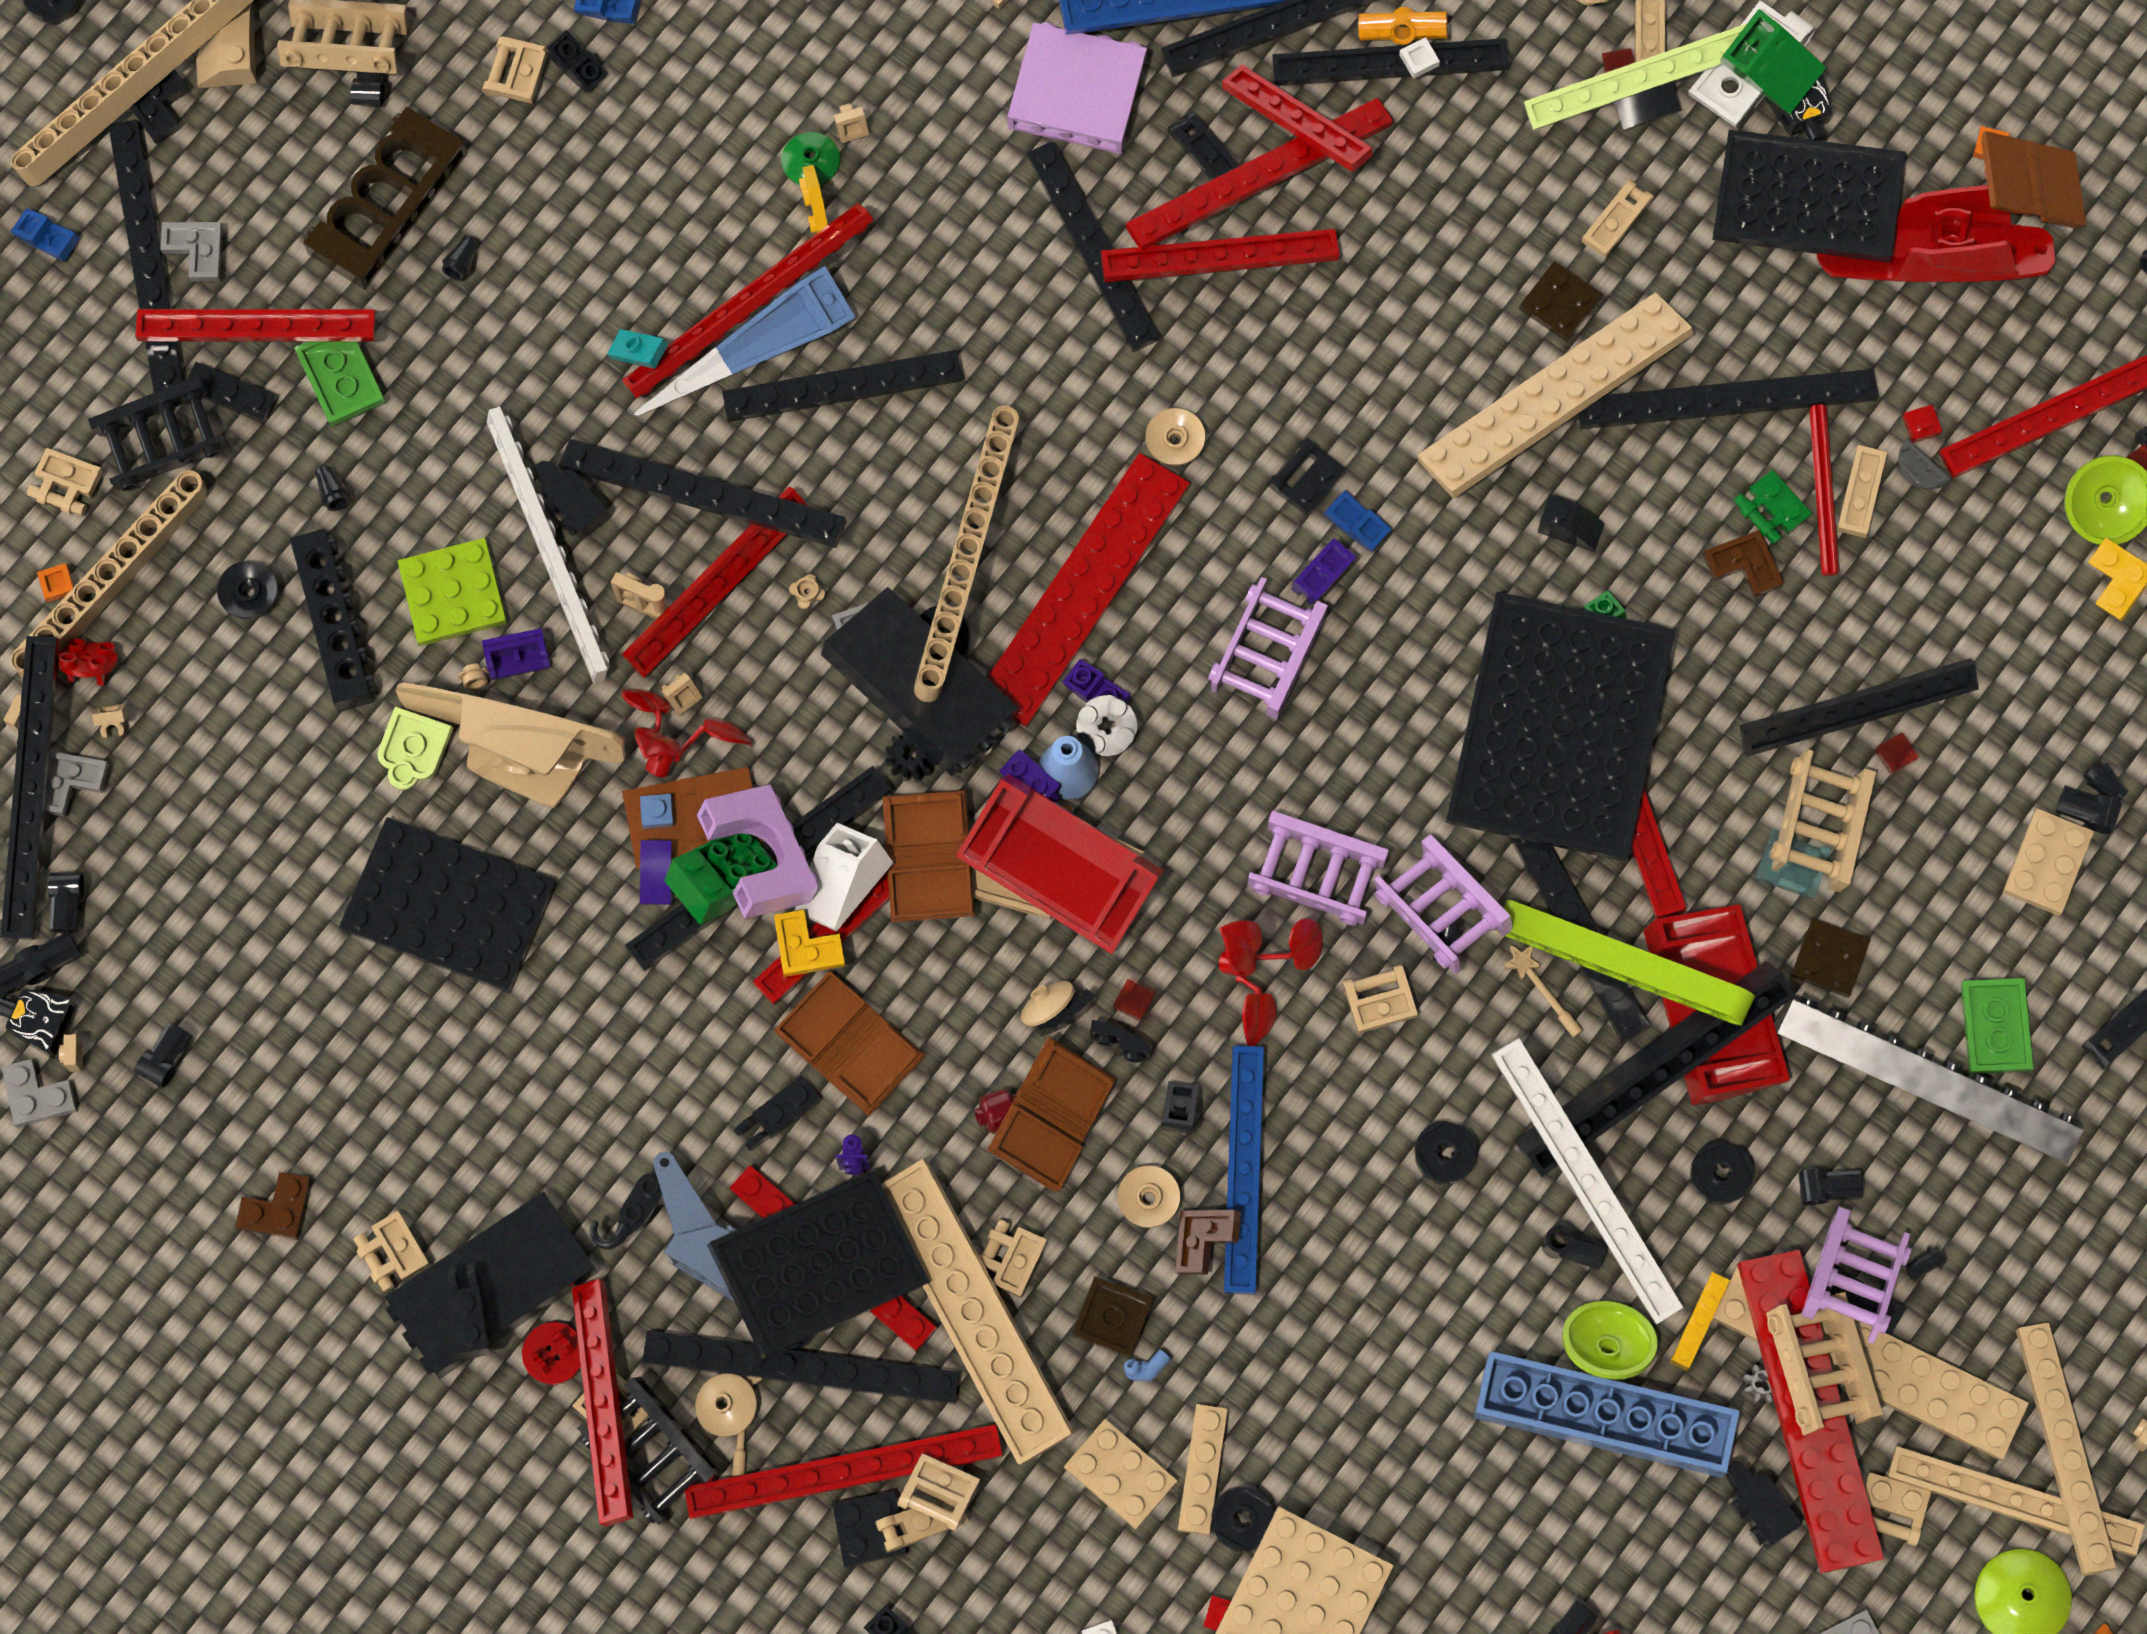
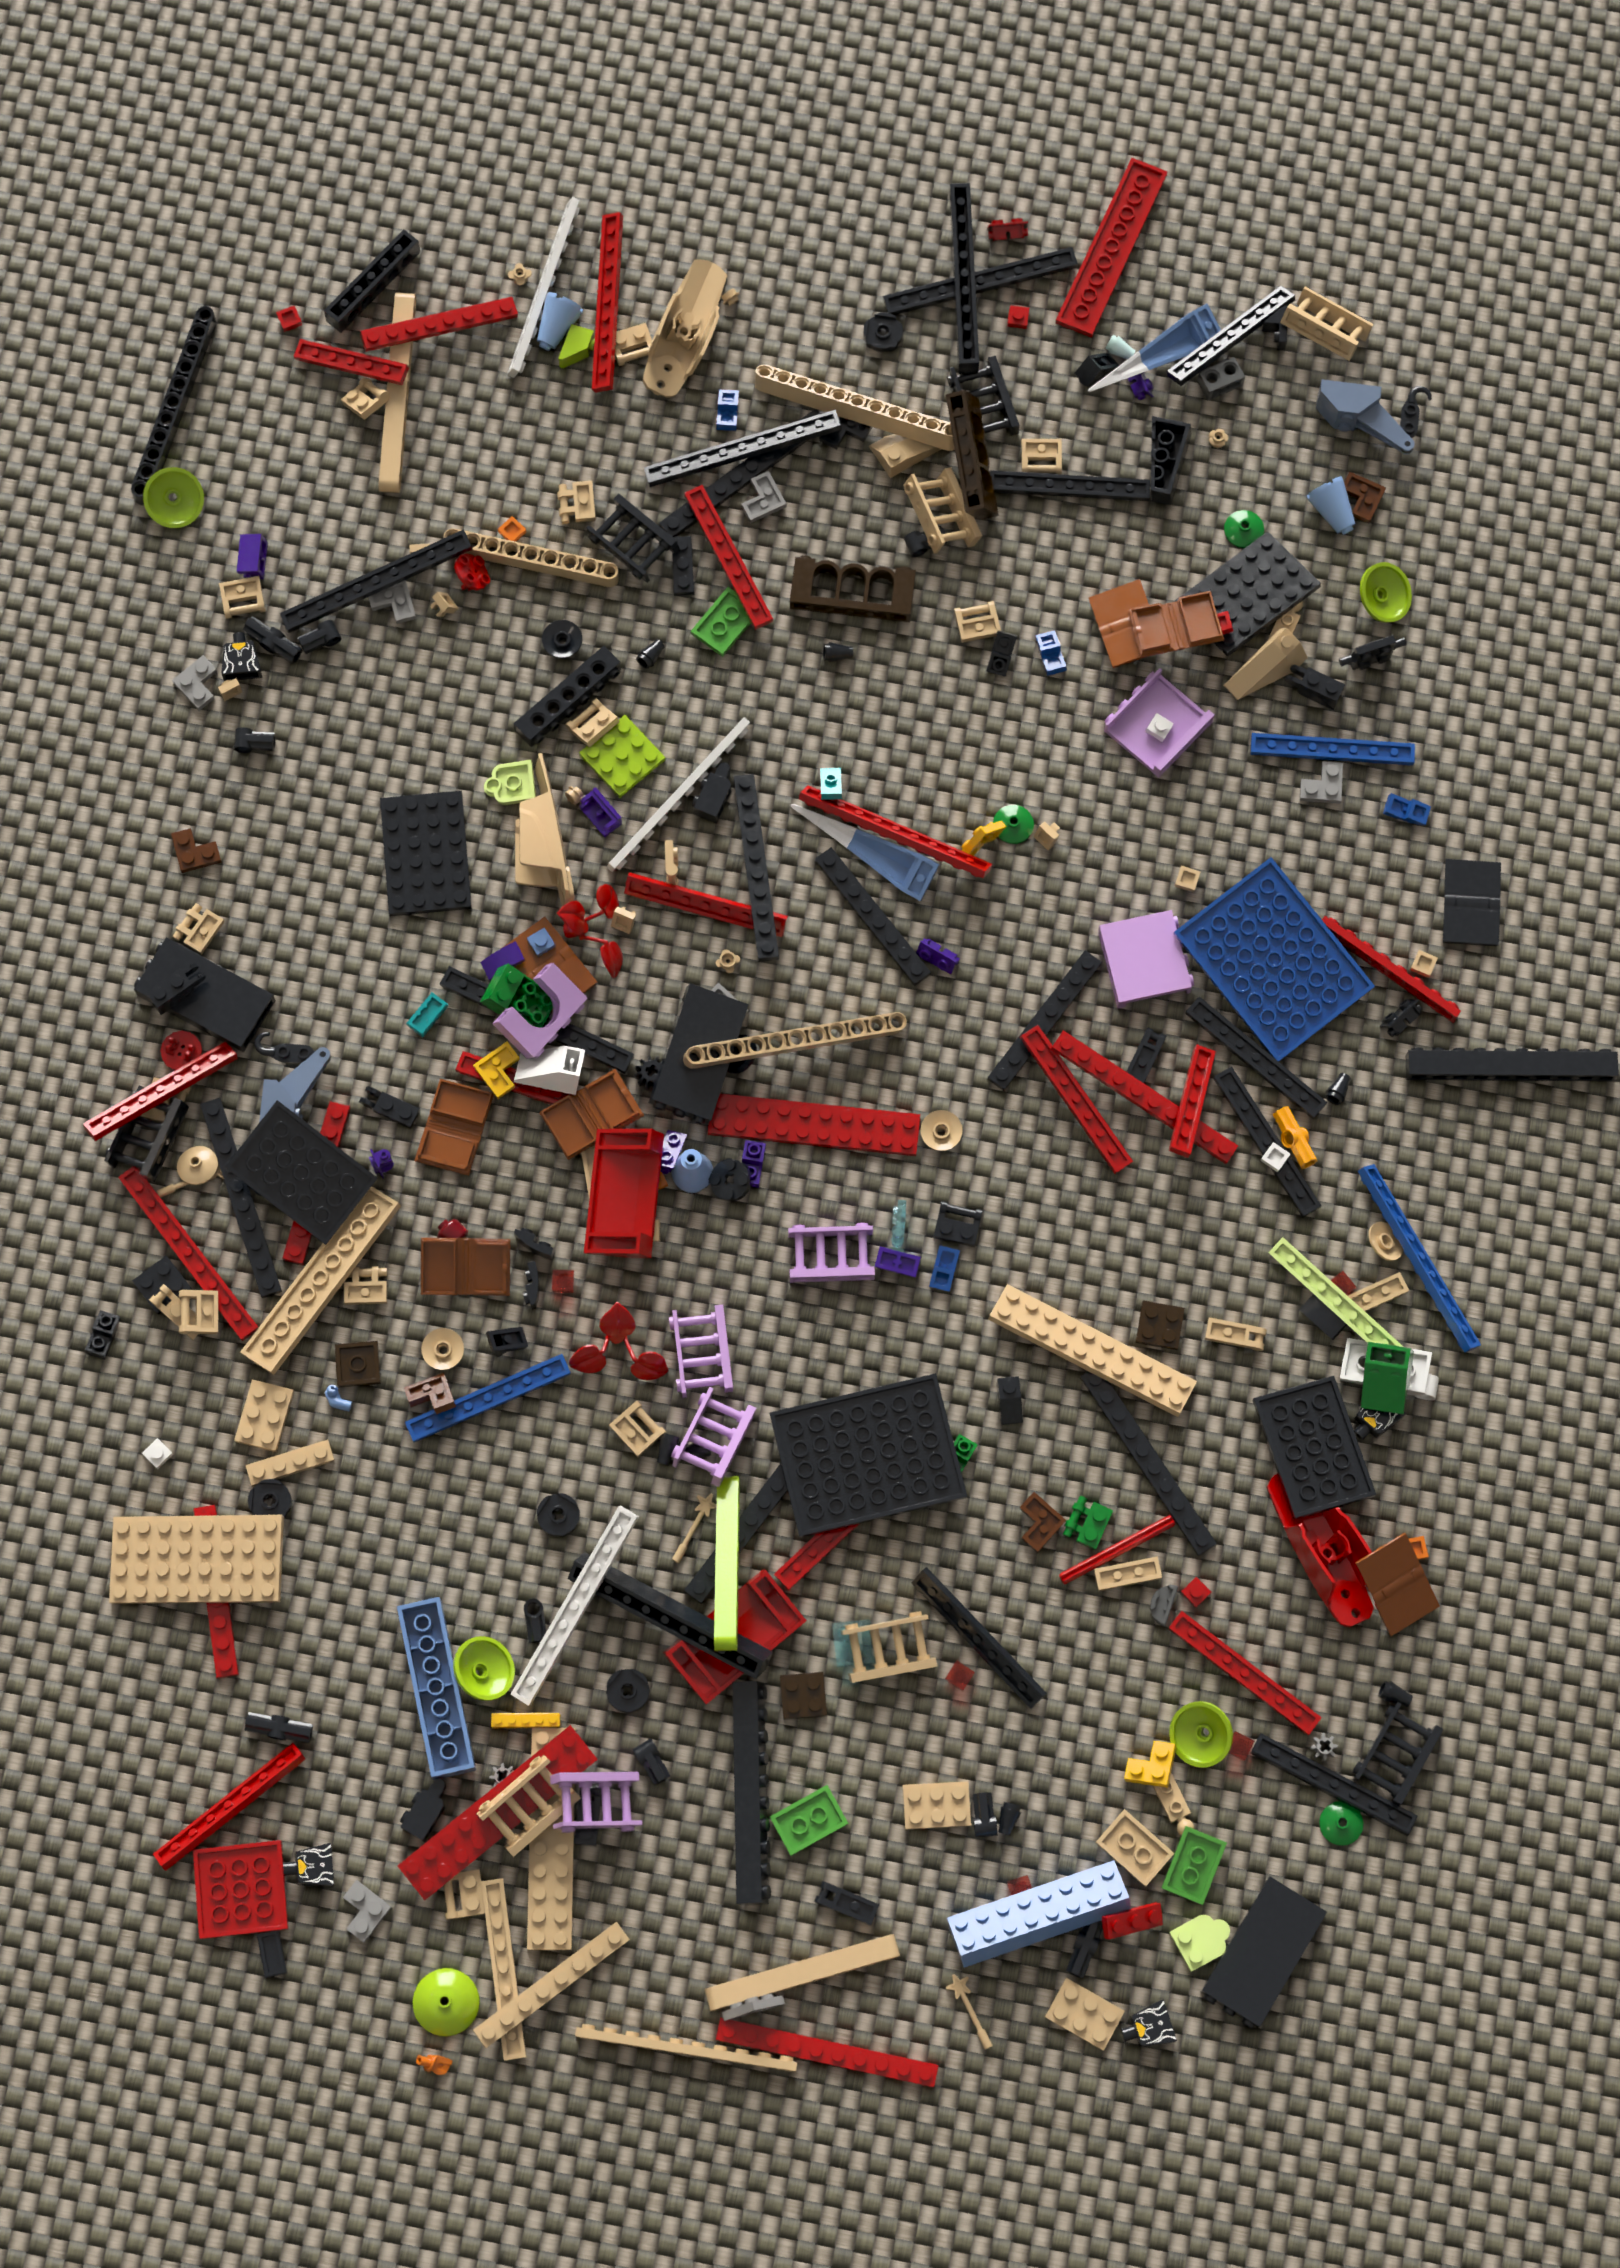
camera: 60 degrees right, 0 degrees up
(113, 238) = (742, 448): none -> plate
(395, 605) = (596, 726): none -> tan plate
(676, 1005) = (427, 1014): none -> teal plate
(947, 328) = (929, 951): none -> dark purple hinge
(1046, 1003) = (533, 1229): tan dish -> none
(1268, 539) = (898, 1230): none -> clear light blue plate
(1424, 971) = (666, 1448): none -> black cone
(1925, 1263) = (630, 1844): black pin -> none

